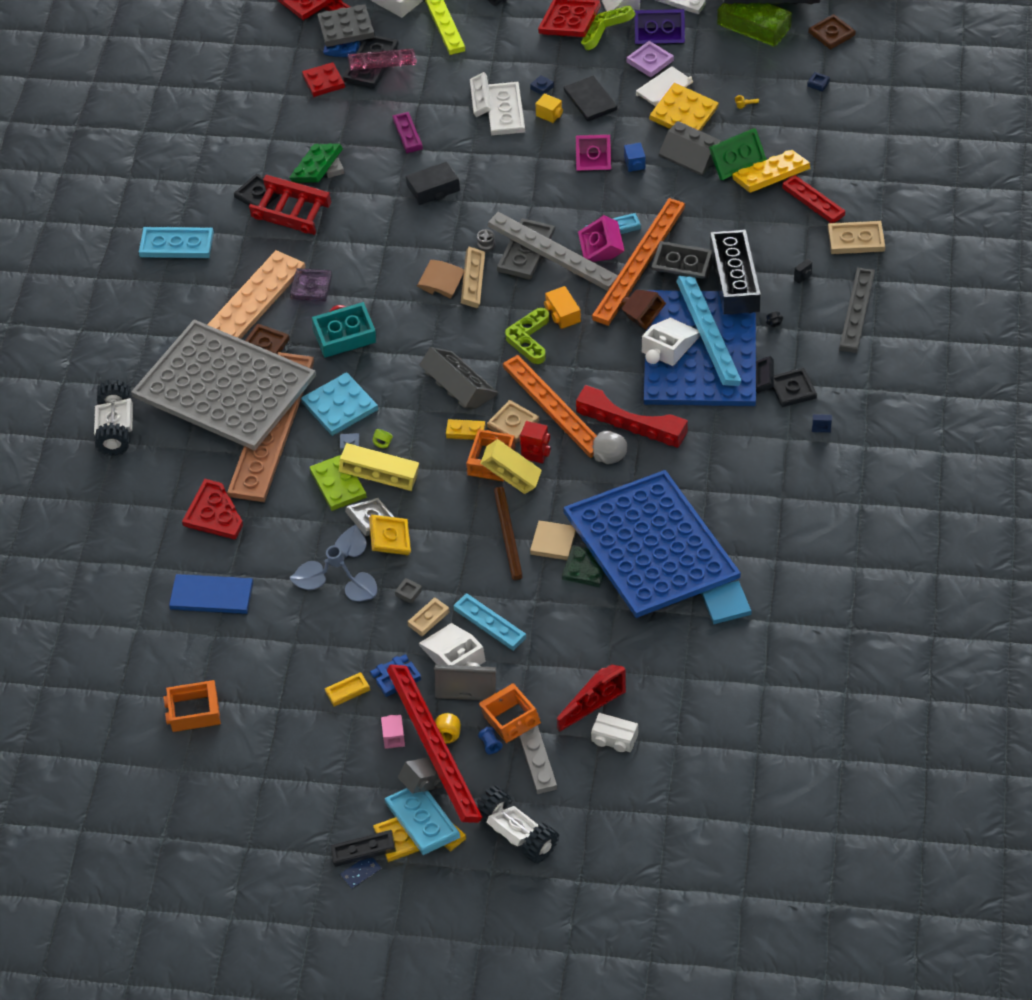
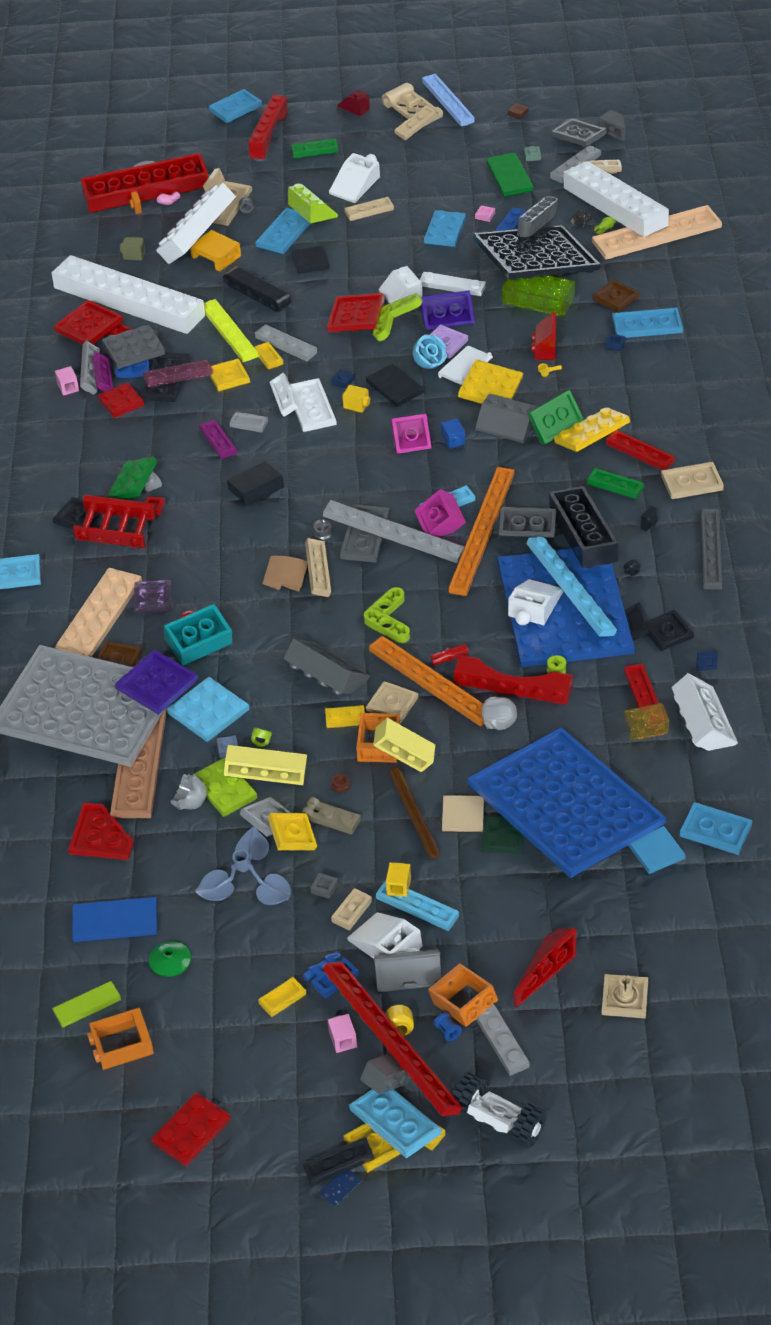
camera: 10 degrees left, 5 degrees down
(169, 669) = (86, 1004): none -> lime tile
(239, 798) = (191, 1129): none -> red plate
(253, 644) = (169, 965): none -> green dish
(275, 52) = (67, 380): none -> bright pink brick
(293, 372) = (156, 682): none -> dark purple plate
(299, 41) = (87, 379): none -> light grey plate
(304, 485) = (190, 794): none -> light grey hair
(311, 48) = (102, 372): none -> magenta tile
(334, 190) = (158, 502): none -> red plate
(430, 525) = (331, 816): none -> dark tan plate
(432, 66) = (229, 375): none -> yellow tile
(440, 118) = (248, 422): none -> light grey tile
(445, 494) = (340, 783): none -> copper plate
(475, 51) = (268, 355): none -> yellow tile
(475, 595) = (398, 879): none -> yellow brick
(495, 39) = (286, 342): none -> light grey plate
(534, 442) = (422, 717): red brick -> none
(562, 307) = (416, 584): light orange brick -> none
(577, 382) = (449, 654): none -> red axle
(614, 733) = (576, 999): white brick -> none
(630, 68) = (429, 352): none -> medium azure cylinder
(643, 307) = (498, 572): reddish brown torso -> none
(660, 737) = (625, 996): none -> tan plate
(676, 407) = (556, 664): none -> lime wheel
(748, 70) = (545, 339): none -> red slope
(748, 476) = (647, 721): none -> clear yellow bracket
(752, 449) = (640, 685): none -> red plate
(780, 230) = (615, 483): none -> green plate
(787, 590) = (716, 828): none -> dark azure plate
(804, 476) = (703, 713): none -> white slope
(856, 64) = (647, 322): none -> dark azure tile

